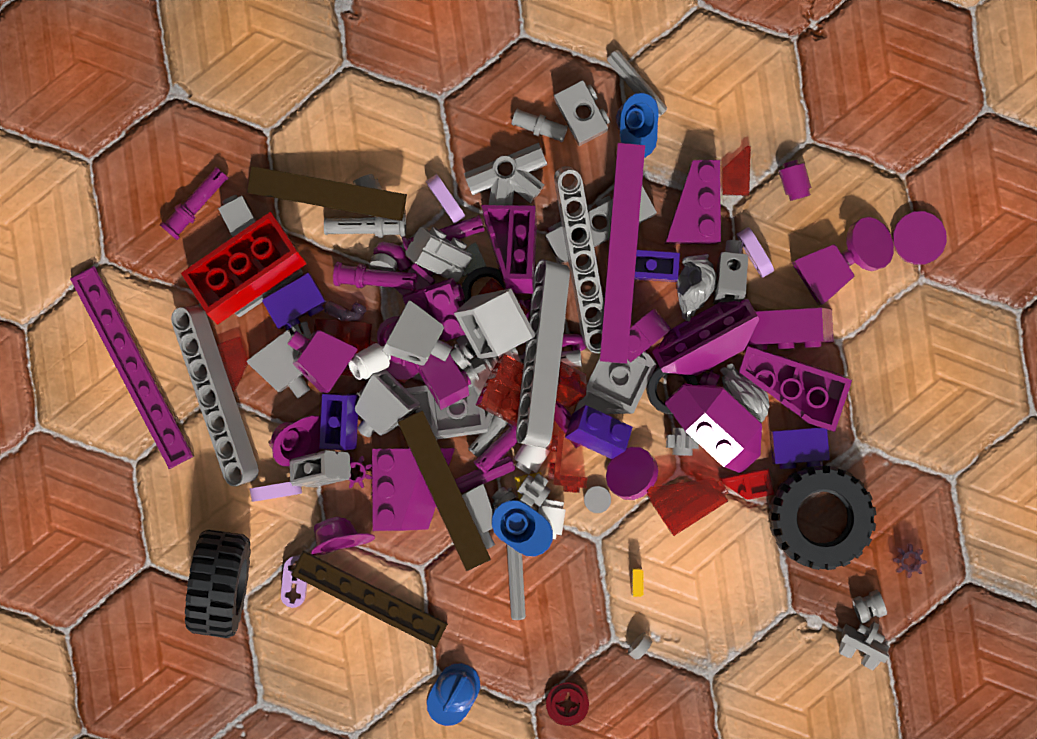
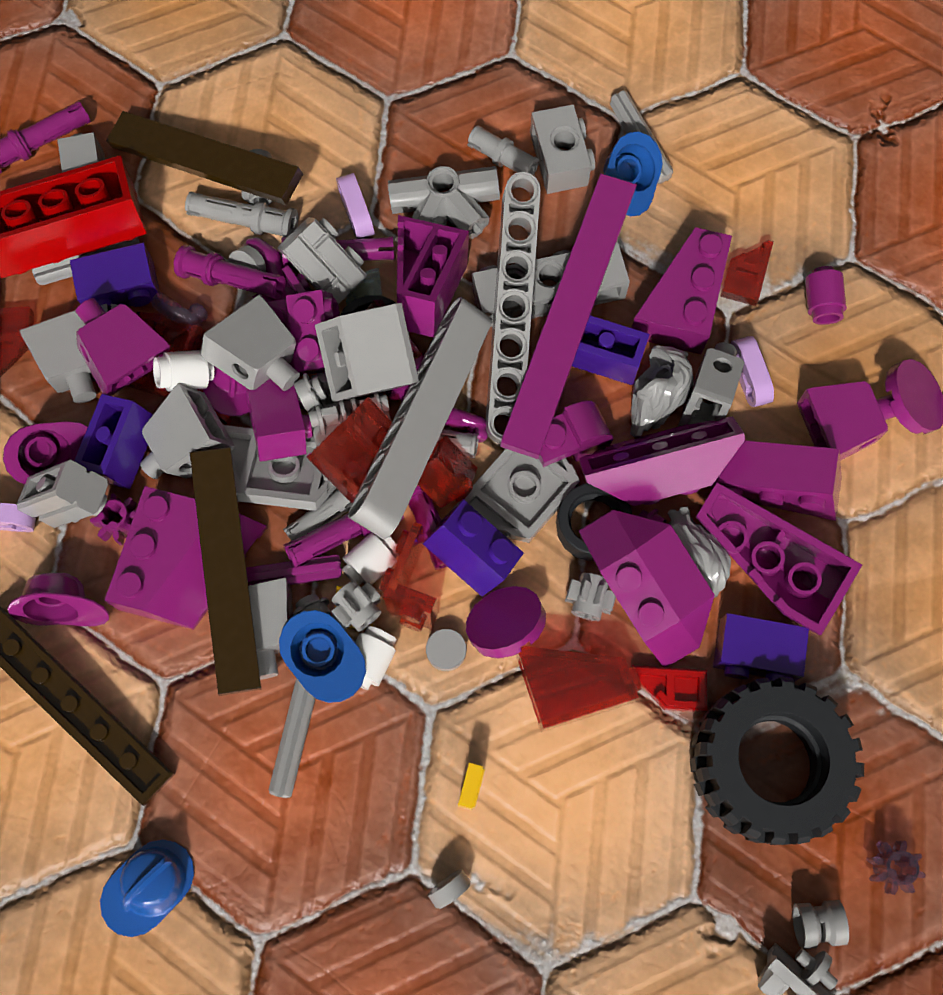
camera: 15 degrees right, 15 degrees down
(576, 713) = (293, 959): dark red gear -> none

